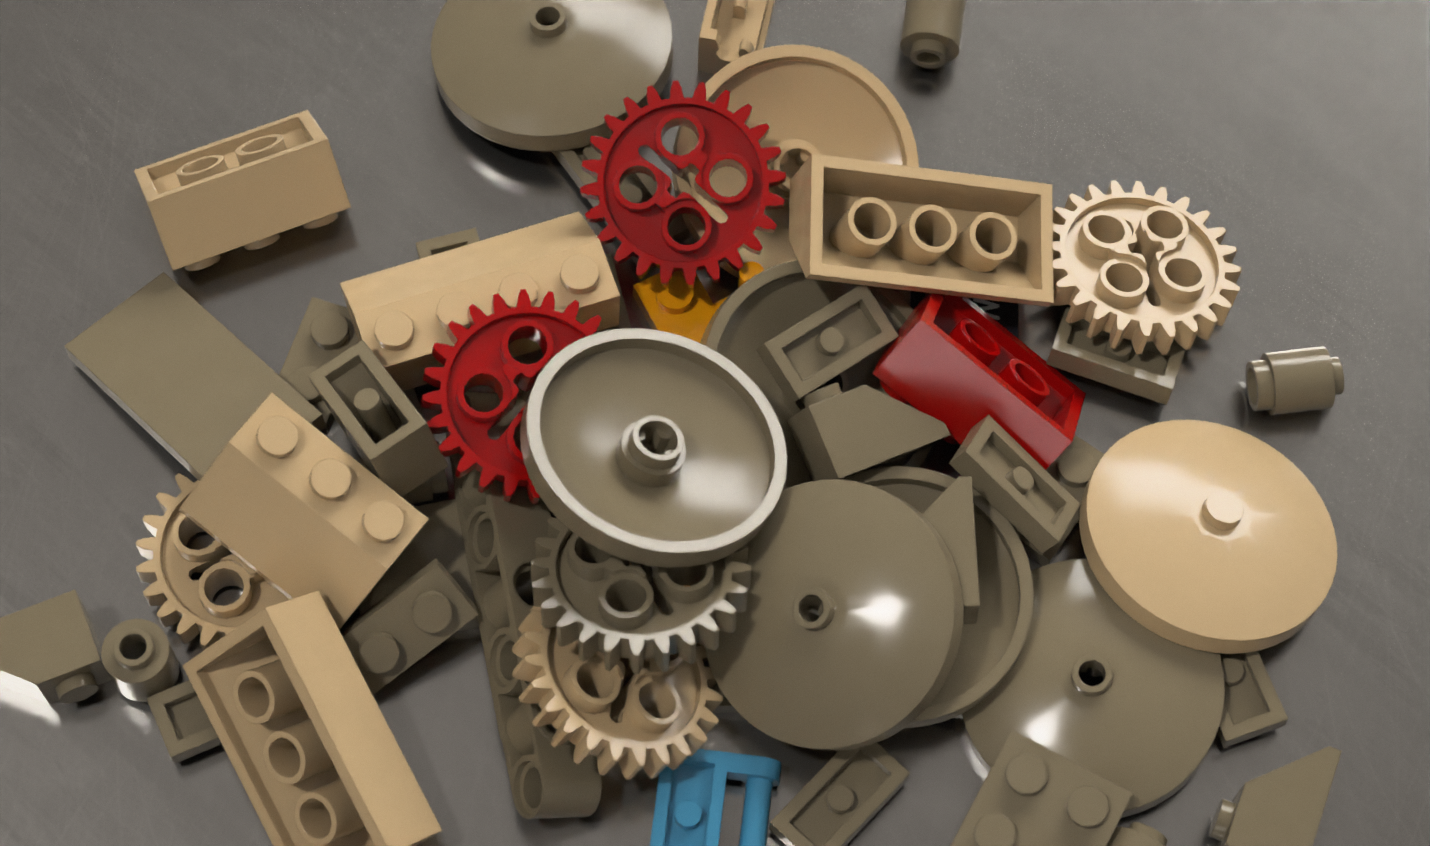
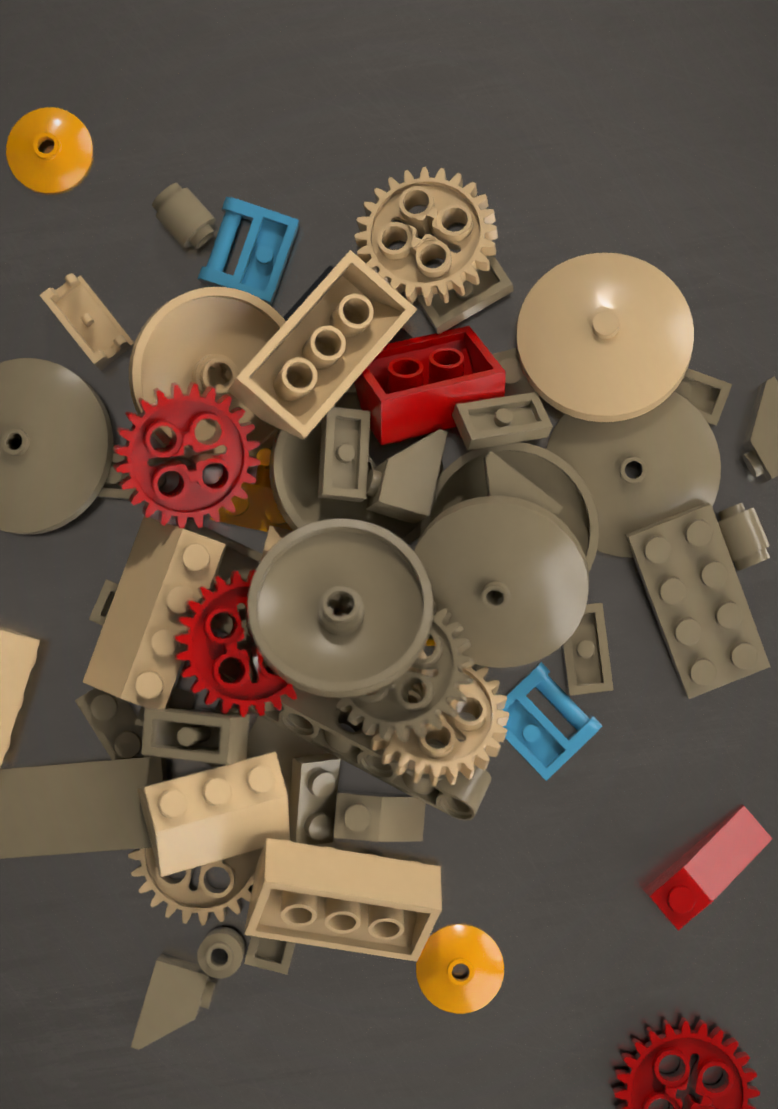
camera: 45 degrees left, 20 degrees up
(444, 716) = (378, 816): none -> dark tan slope
(969, 124) = (262, 254): none -> dark azure plate
(1294, 381) = (557, 210): dark tan brick -> none

